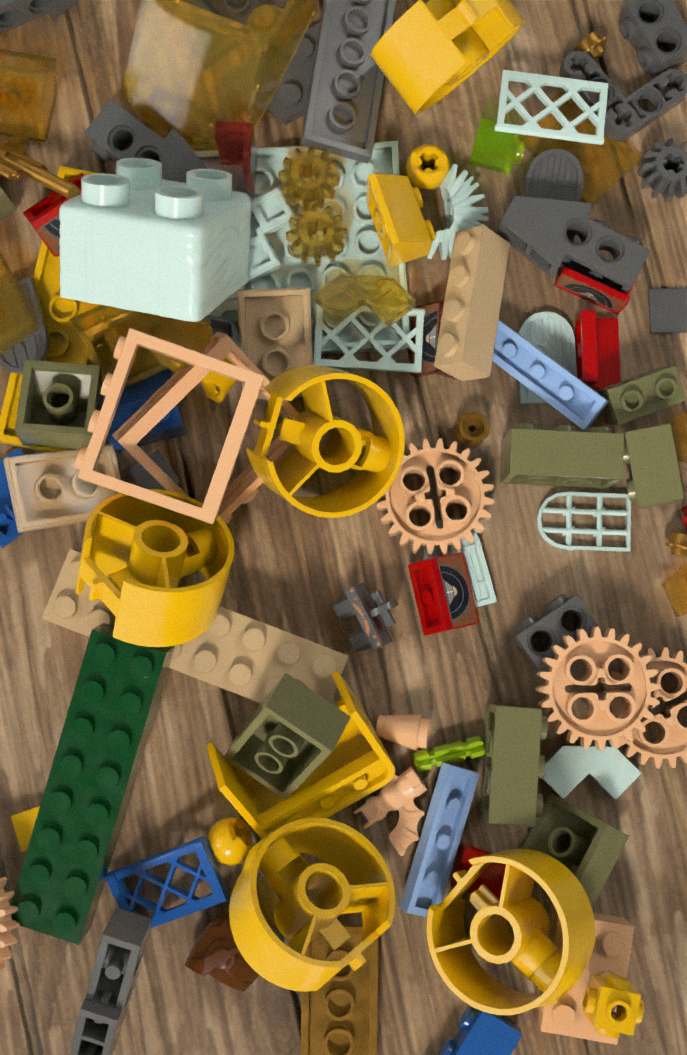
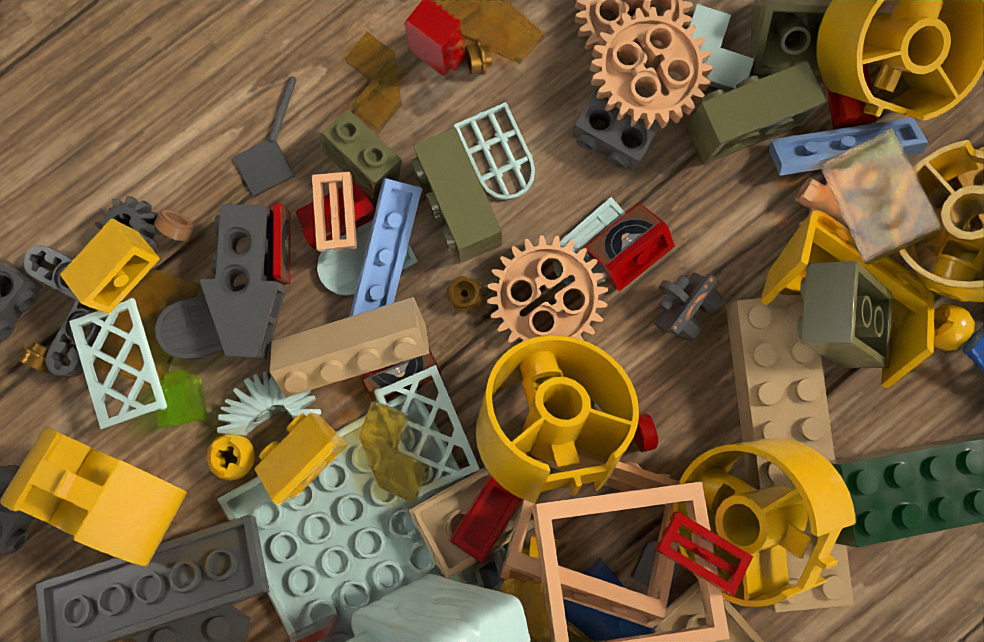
camera: 110 degrees left, 0 degrees up
(147, 477) = (670, 534): none -> red tile
(267, 215) = (354, 589): light aqua tile -> none
(267, 344) = (485, 520): none -> red tile
(274, 522) = (646, 433): none -> red tile
(311, 189) = (287, 573): clear yellow gear -> none
(311, 223) = (342, 540): clear yellow gear -> none
(378, 830) = (881, 197): none -> clear yellow tile
(406, 730) = (768, 222): light nougat cone -> none
(449, 753) = (766, 175): lime axle -> none
(592, 357) = (336, 243): none -> light nougat tile
(638, 134) = (109, 266): none -> yellow brick
(653, 208) = (173, 225): none -> medium nougat tile
(653, 467) = (426, 106): olive brick -> none

